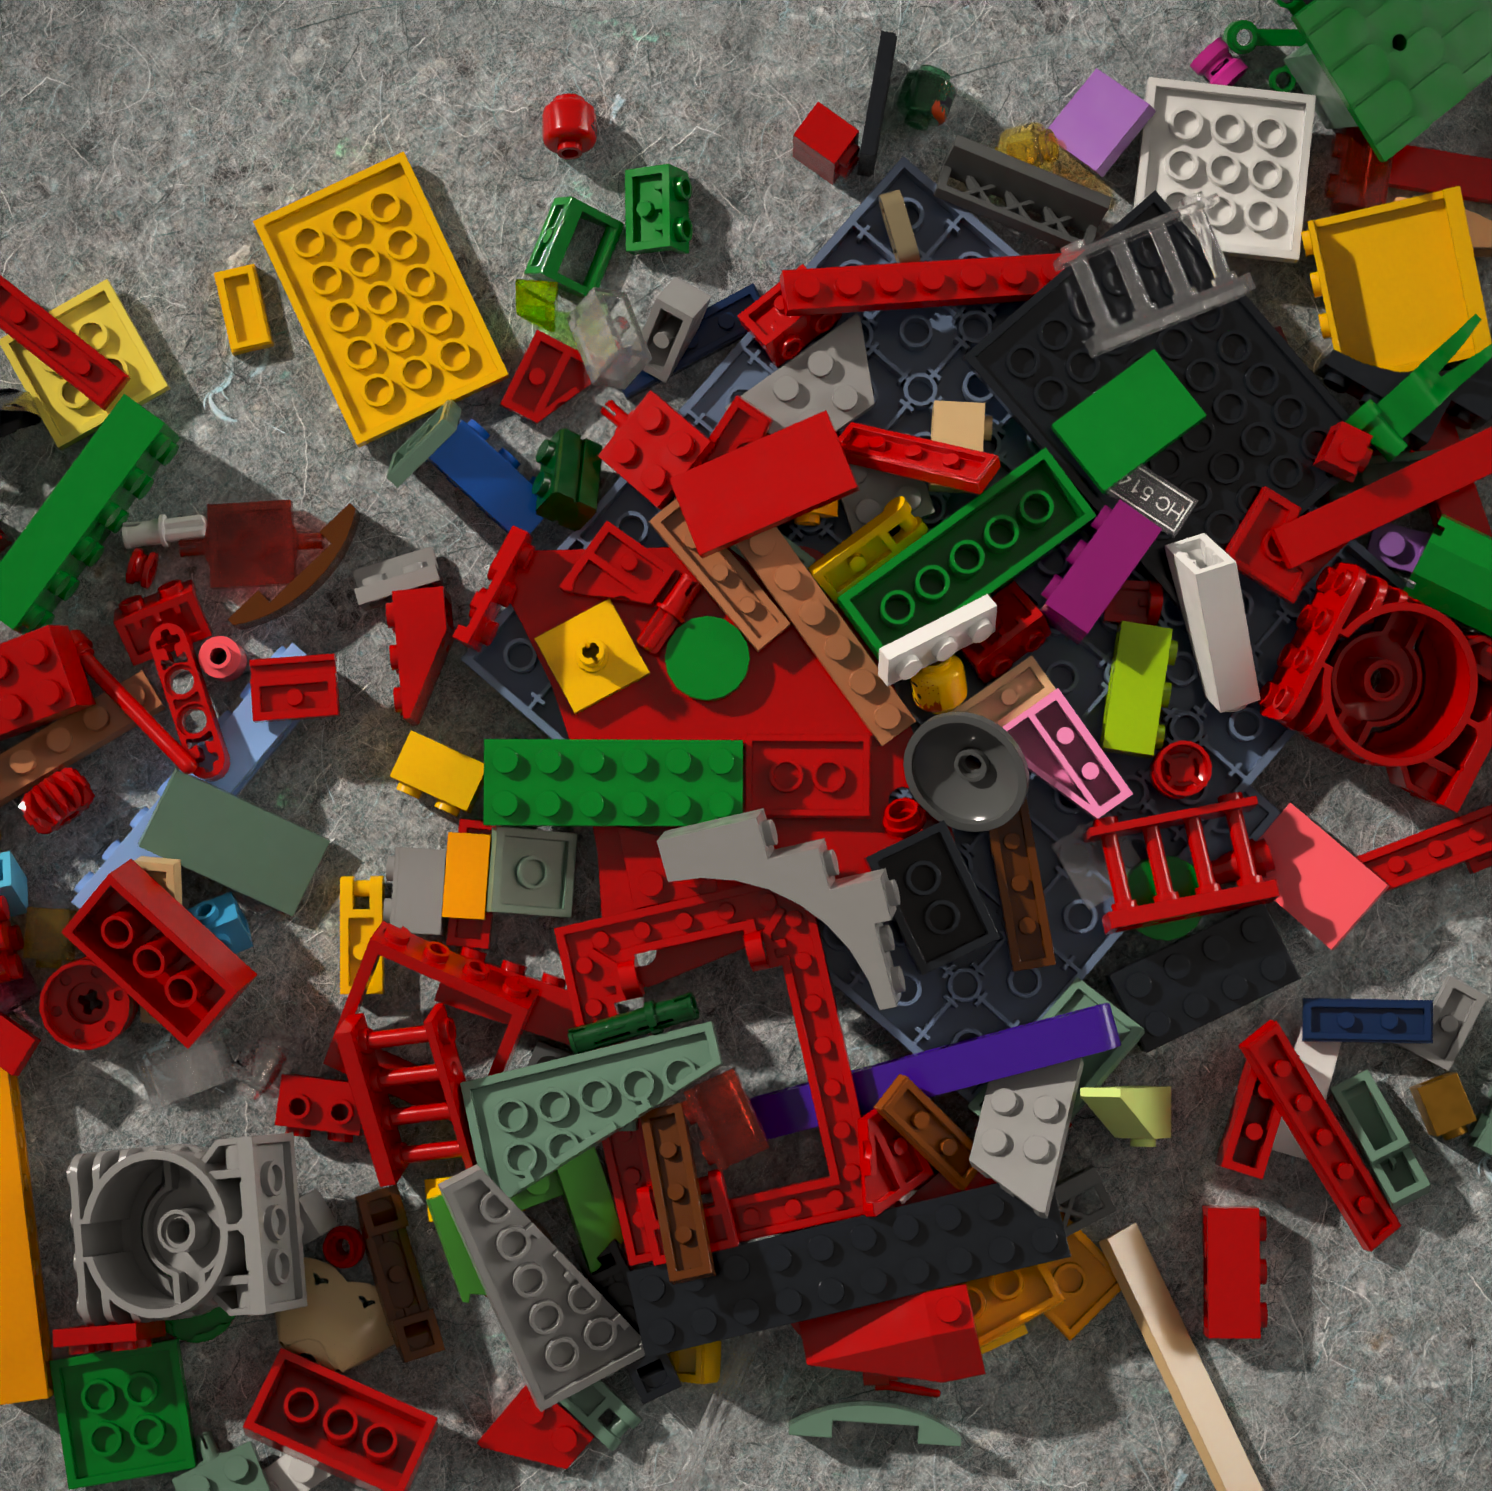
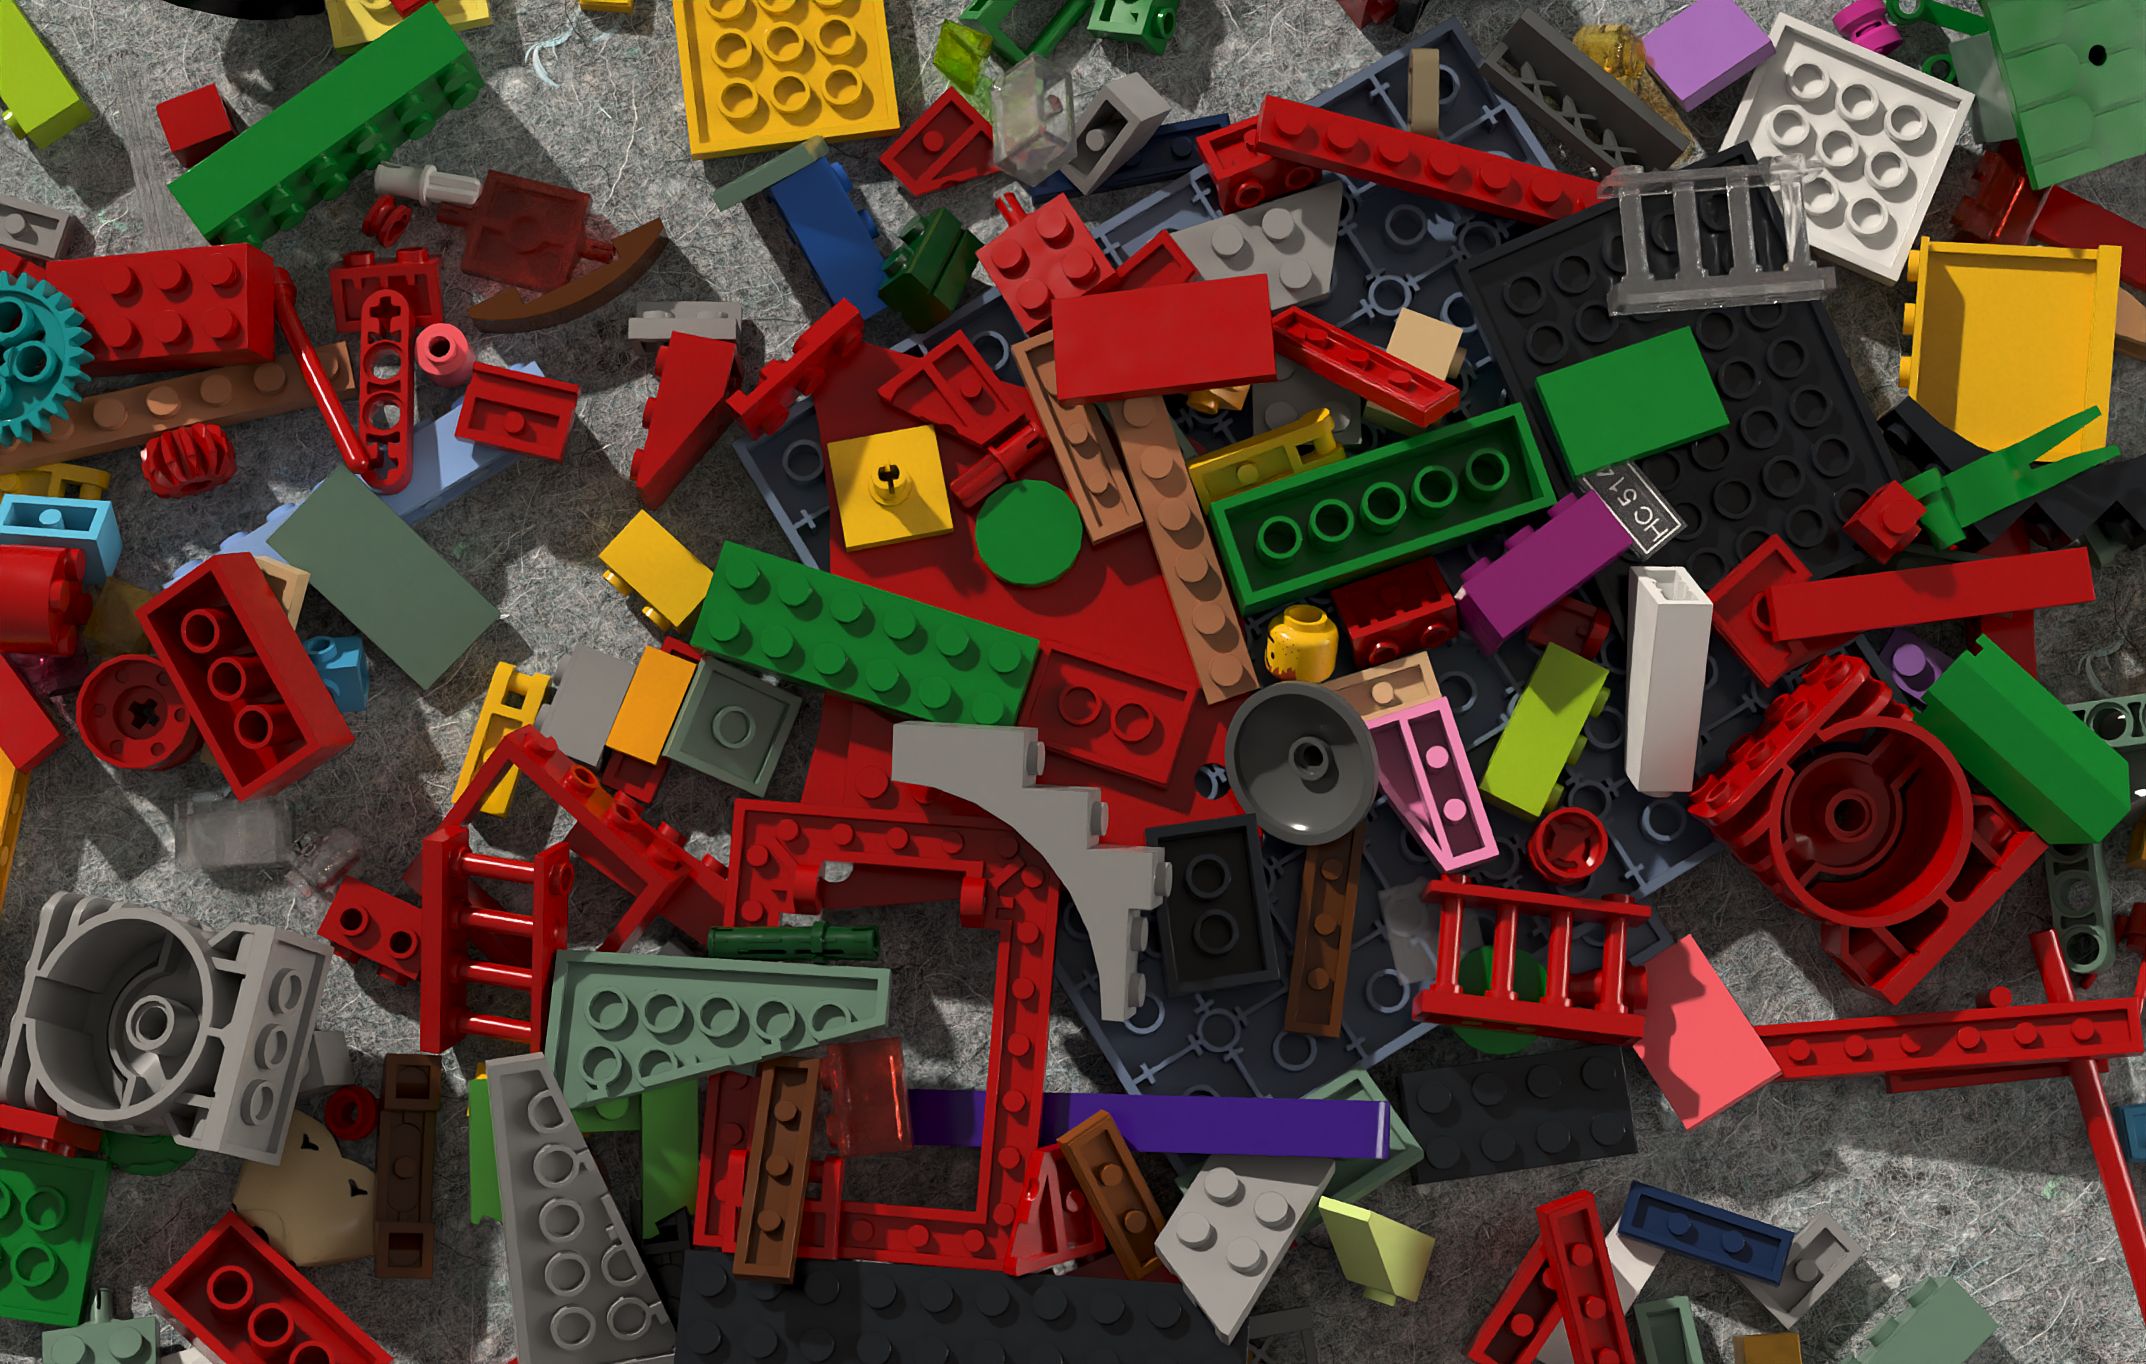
camera: 10 degrees right, 5 degrees down
(903, 817) = (1207, 798): red plate -> none
(937, 640) = (1315, 591): white plate -> none

